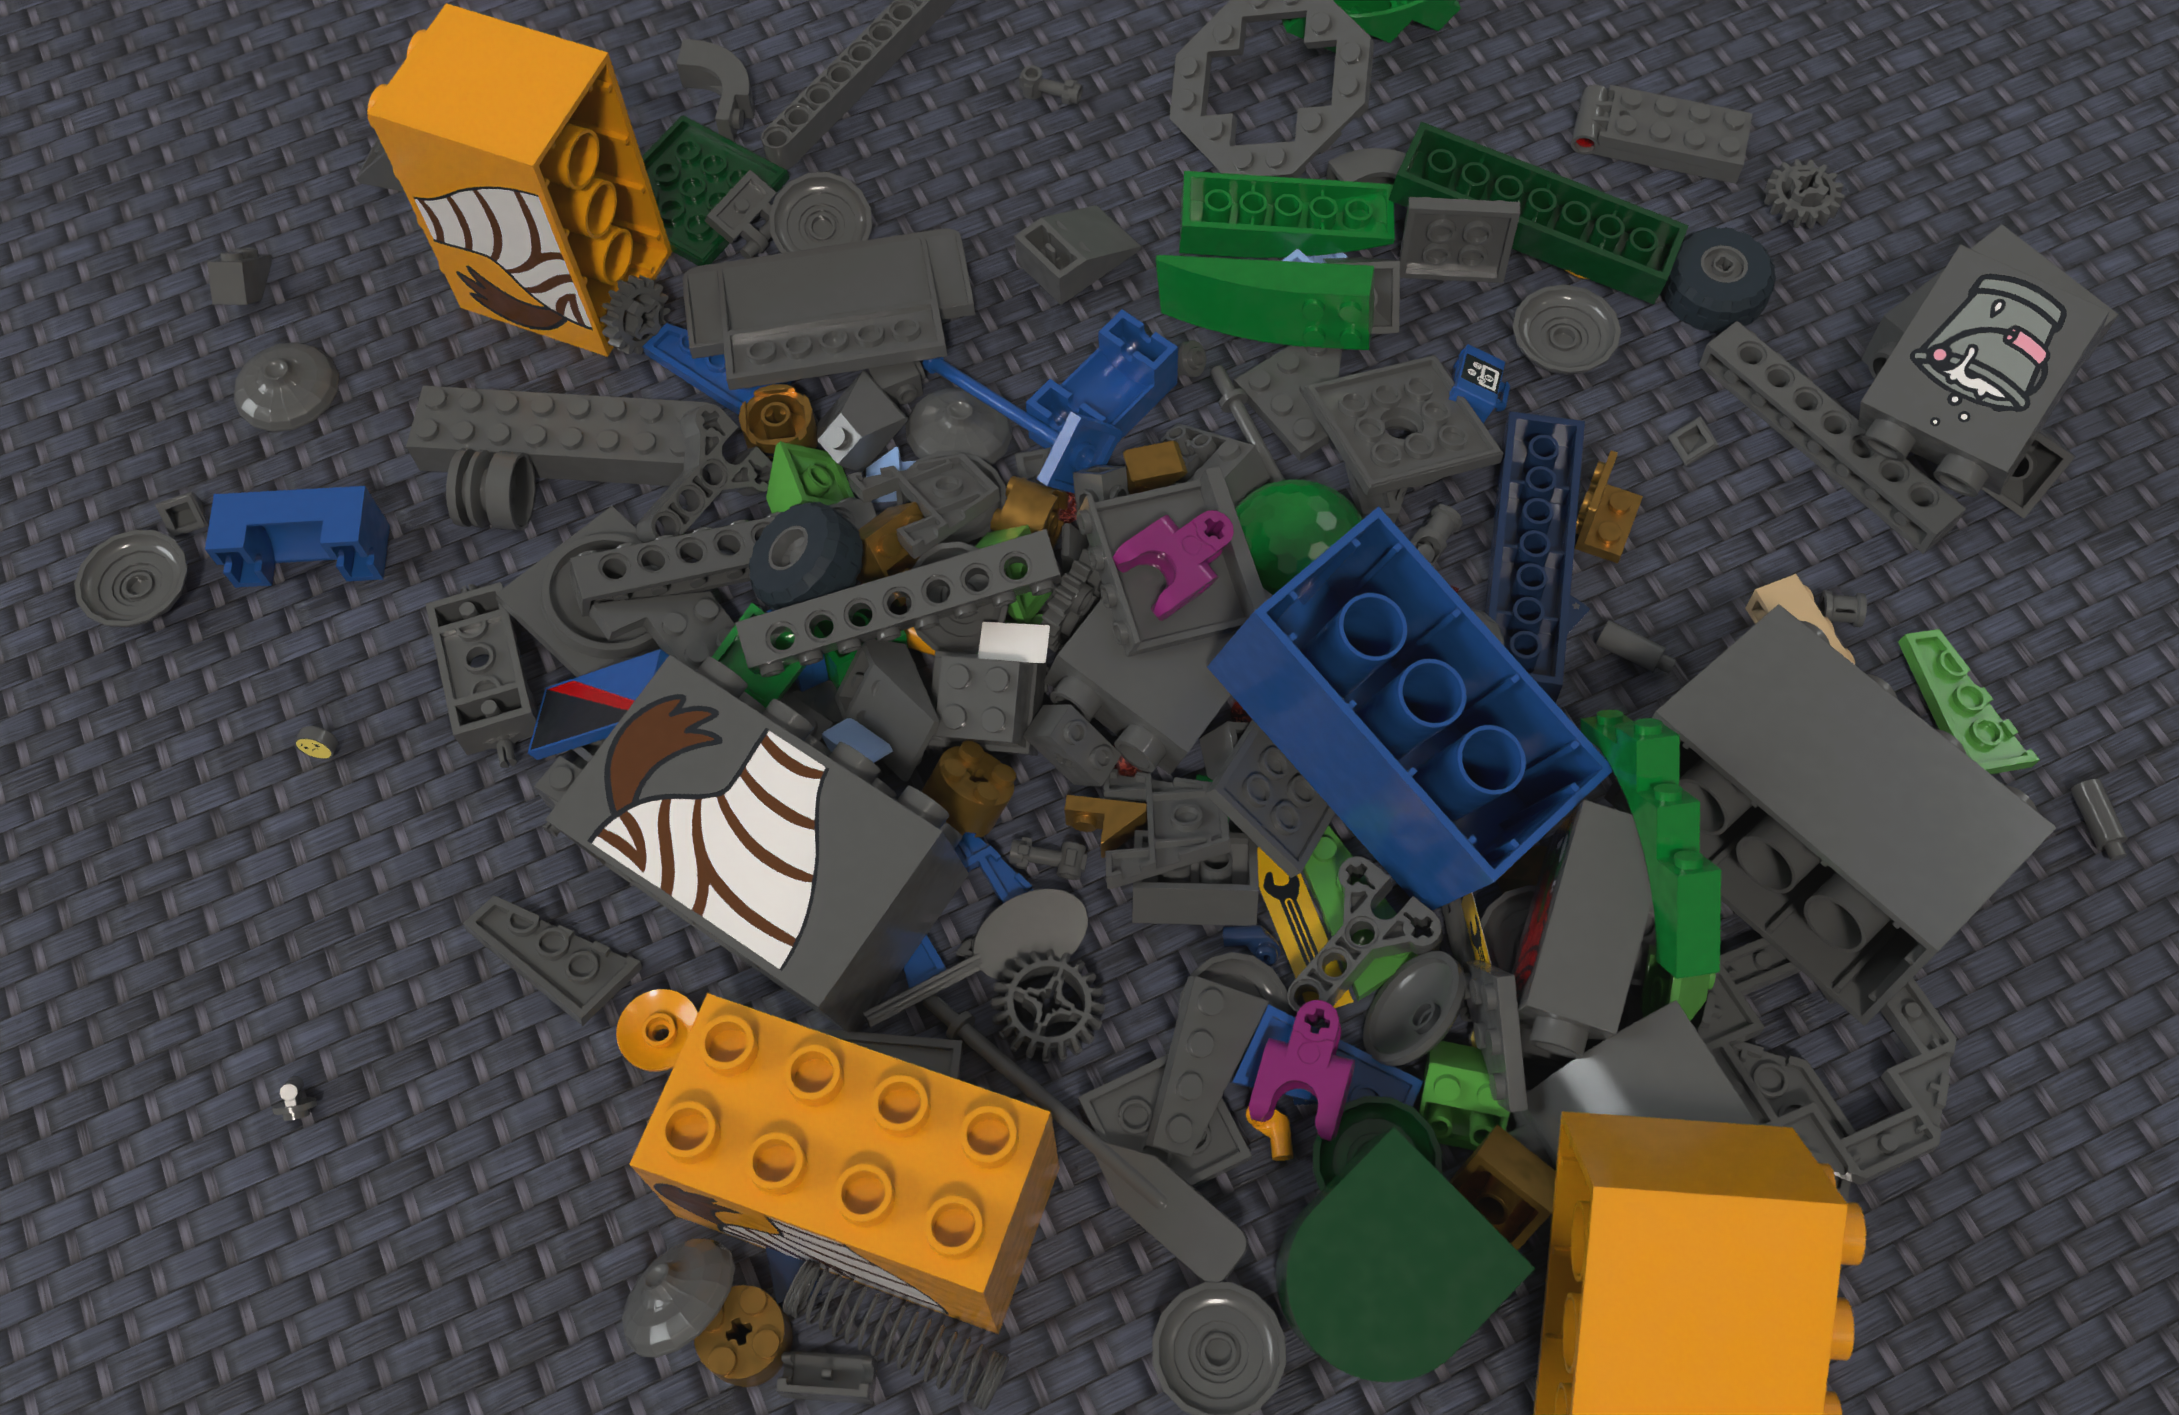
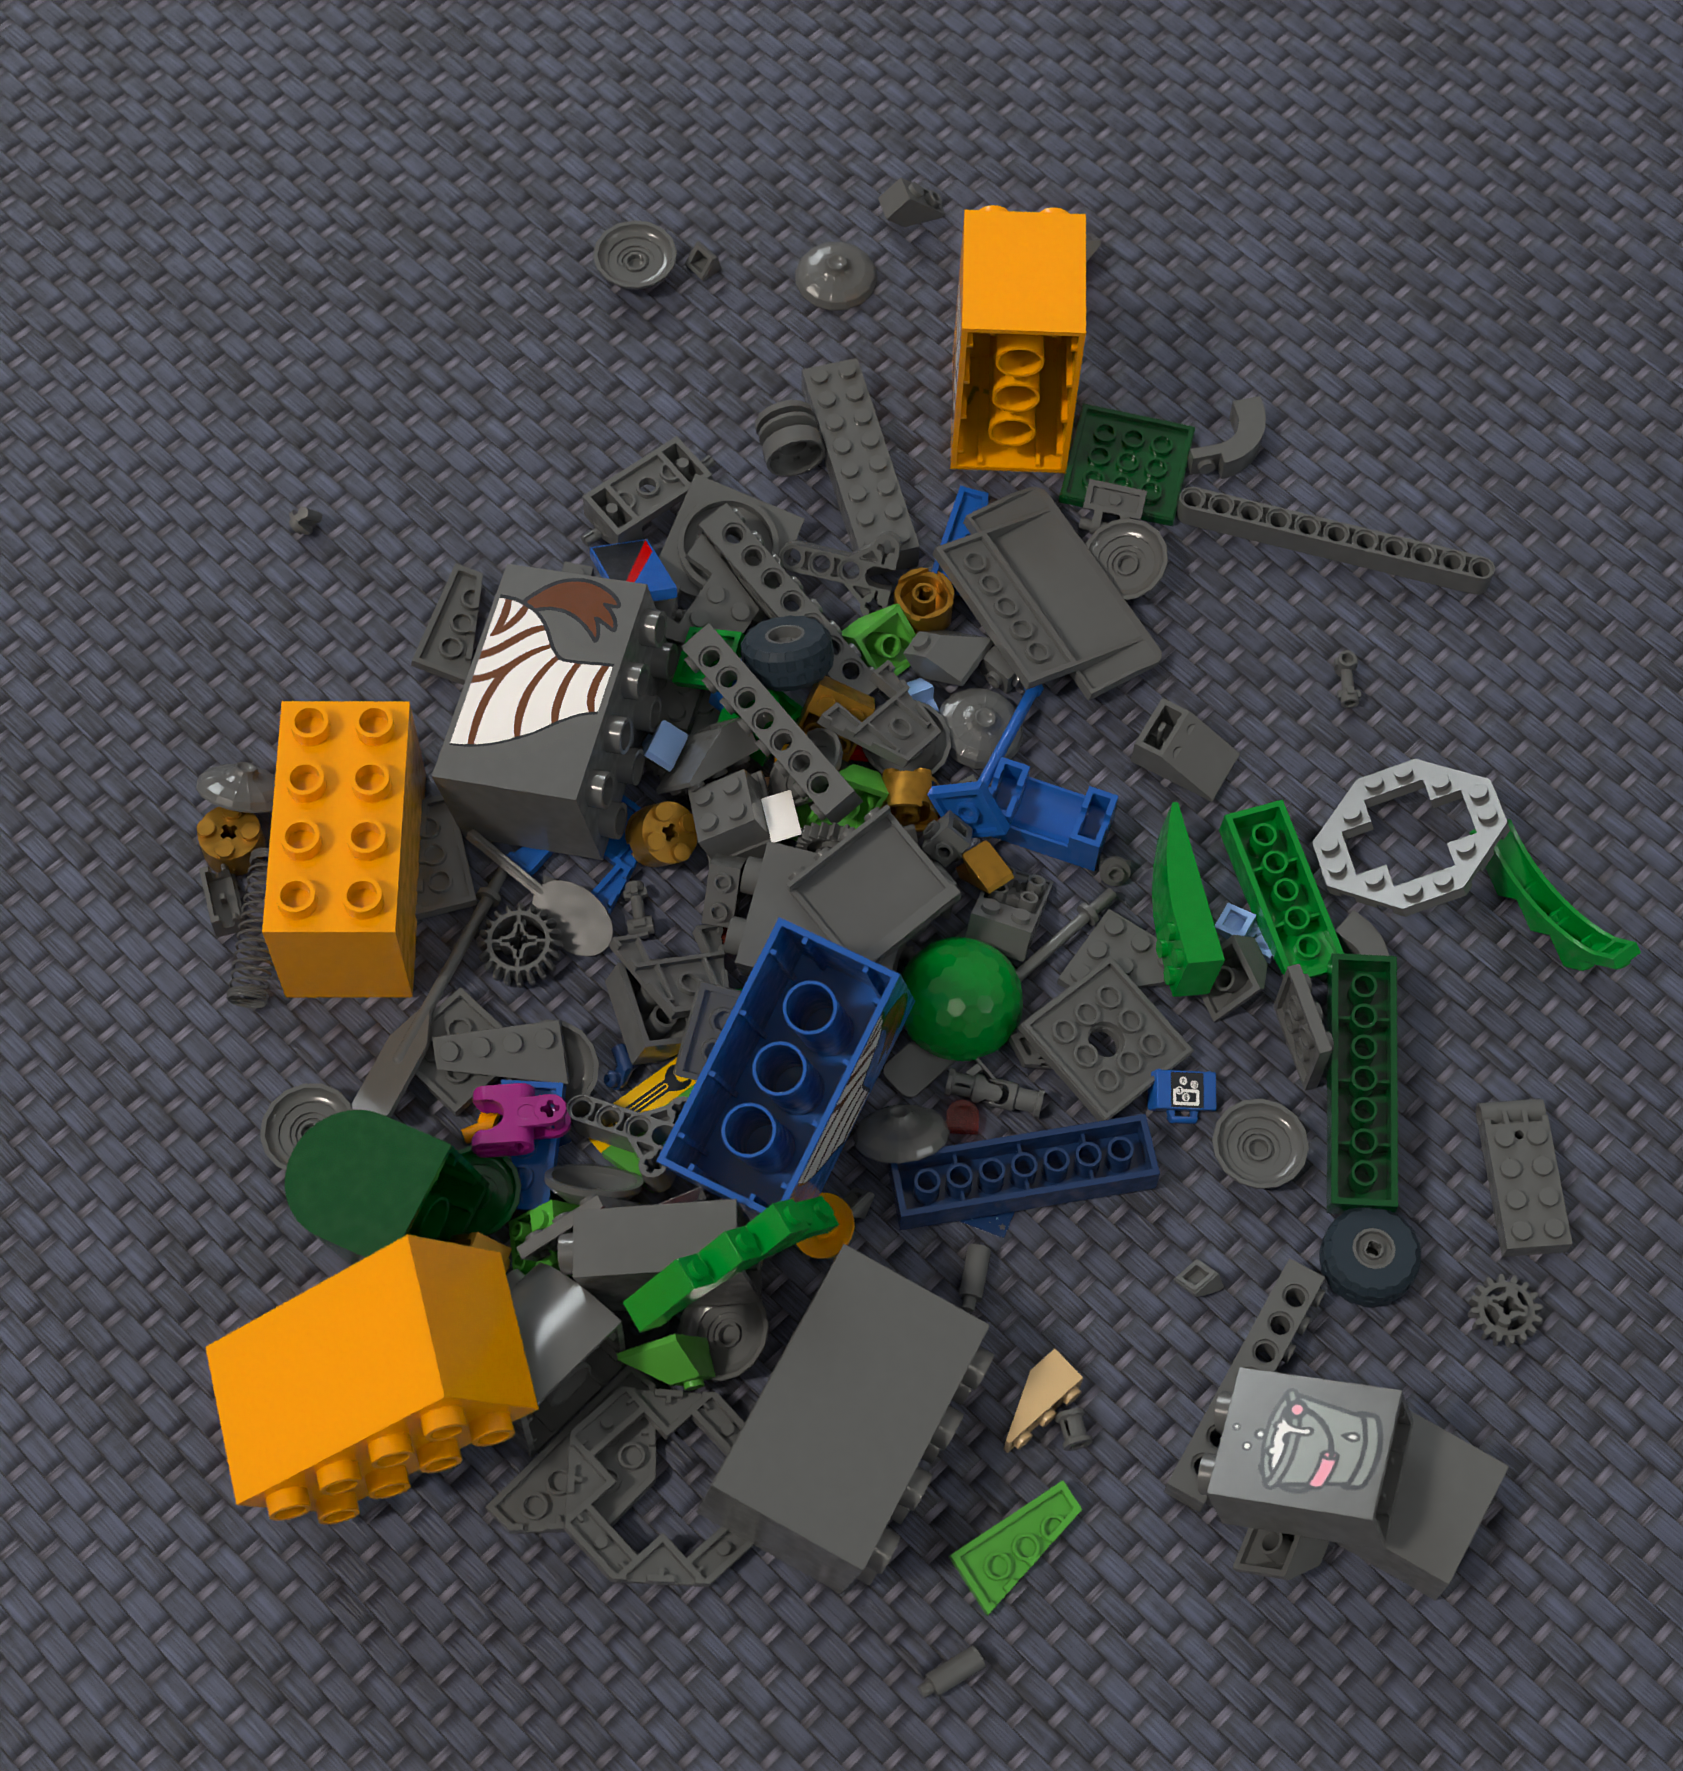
camera: 65 degrees right, 0 degrees up
(270, 527) = (721, 358): blue piece -> none
(316, 742) = (557, 420): tile -> none
(634, 314) = (979, 467): dark grey gear -> none
(647, 1016) = (430, 701): light orange dish -> none
(1114, 817) = (679, 940): pearl gold slope -> none
(1180, 555) = (874, 894): magenta piece -> none
(1606, 515) = (1091, 1220): pearl gold bracket -> none

